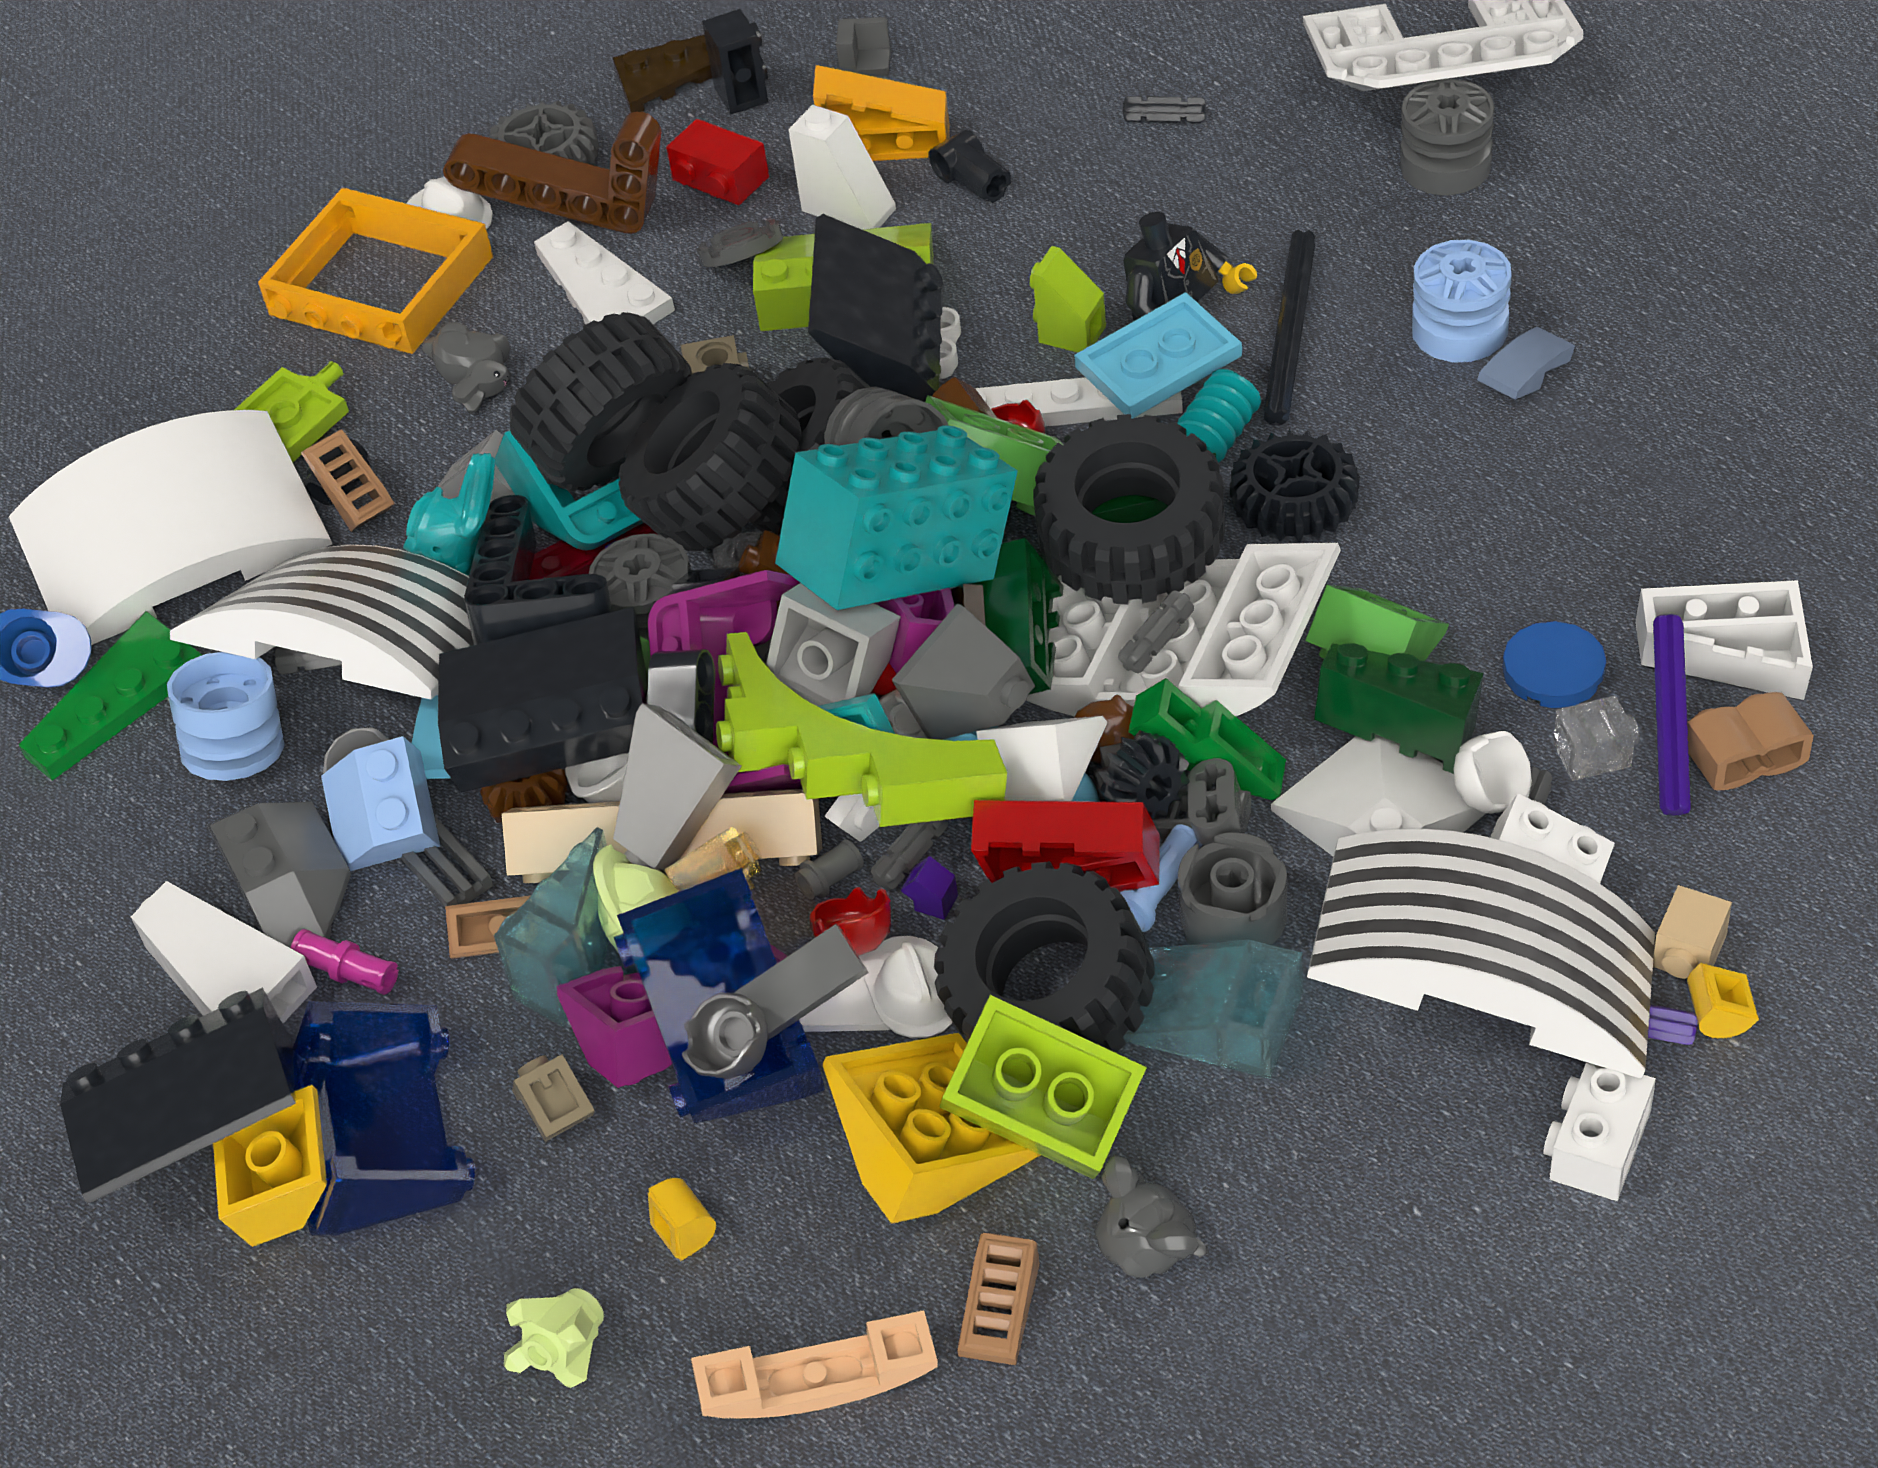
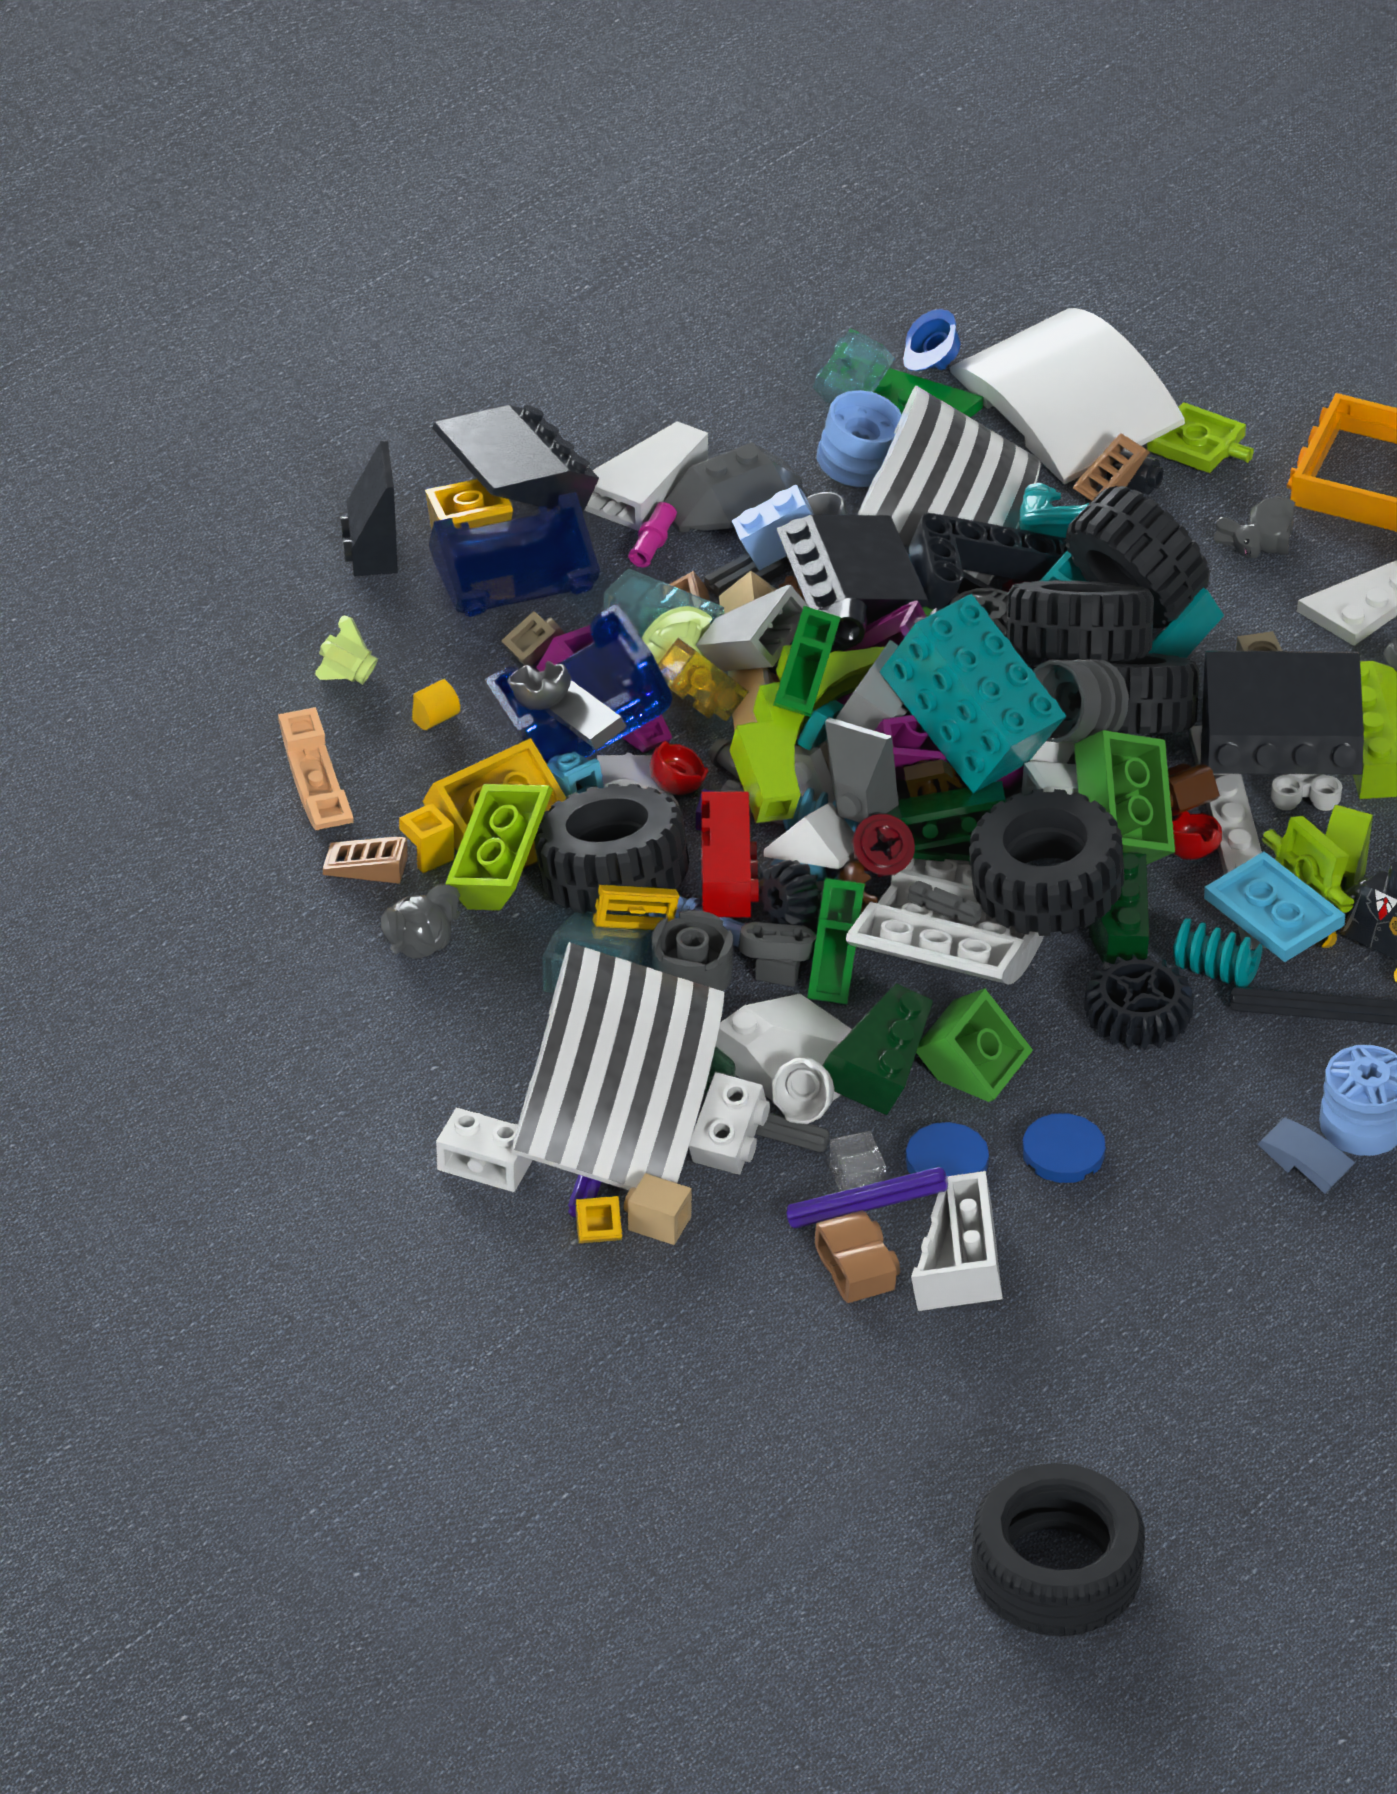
camera: 80 degrees right, 5 degrees down
(77, 699) = (854, 366): none -> clear light blue brick
(263, 1281) = (371, 519): none -> black slope
(782, 700) = (807, 661): none -> green slope
(857, 1029) = (575, 769): none -> medium azure brick
(975, 1203) = (431, 834): none -> yellow panel
(1068, 675) = (888, 829): none -> dark red gear
(1095, 312) = (1312, 859): none -> lime plate
(1160, 944) = (633, 895): none -> yellow tile
(1528, 561) = (1063, 1147): none -> blue tile

